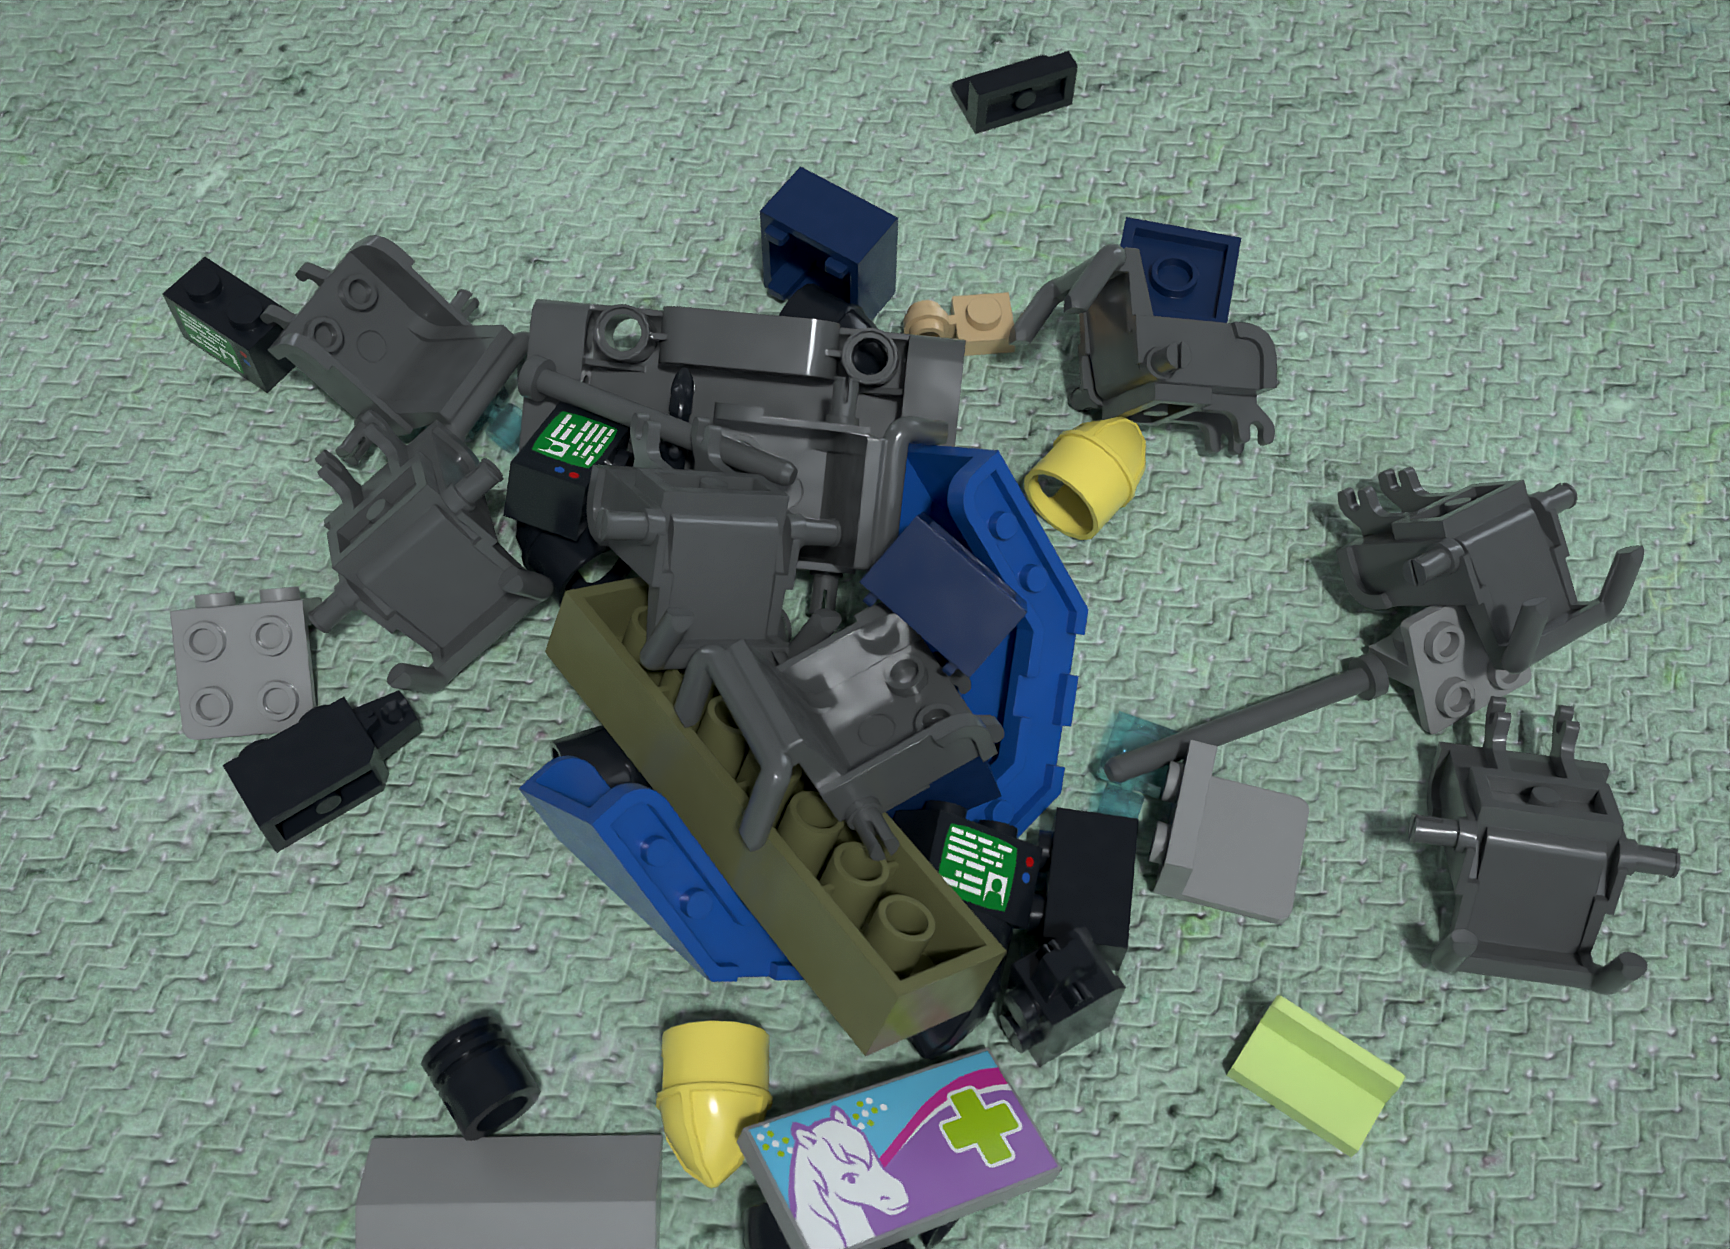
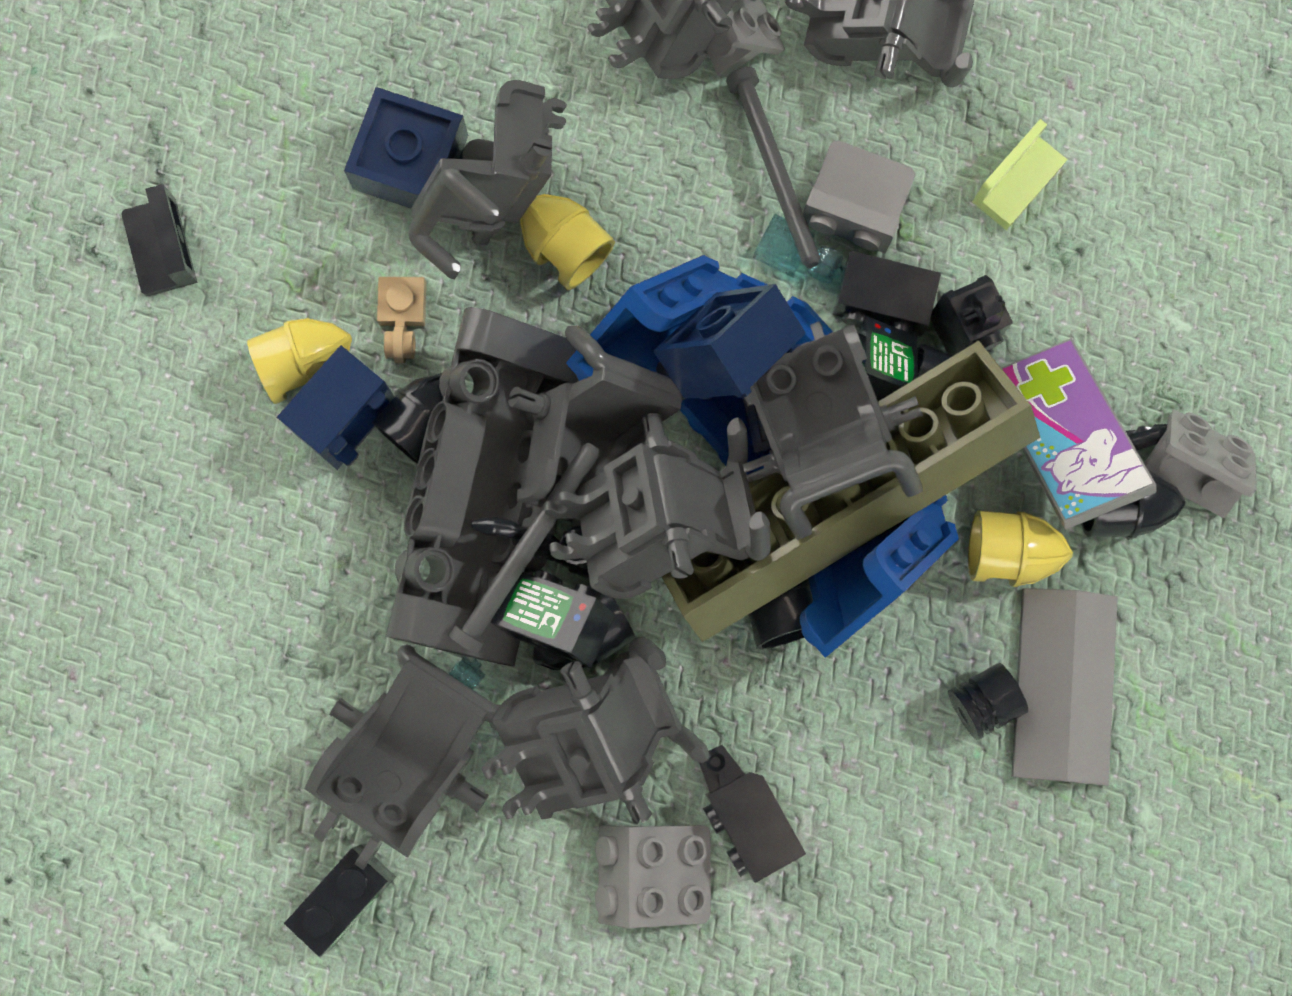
camera: 85 degrees left, 20 degrees up
(892, 186) = (294, 353): none -> light yellow helmet

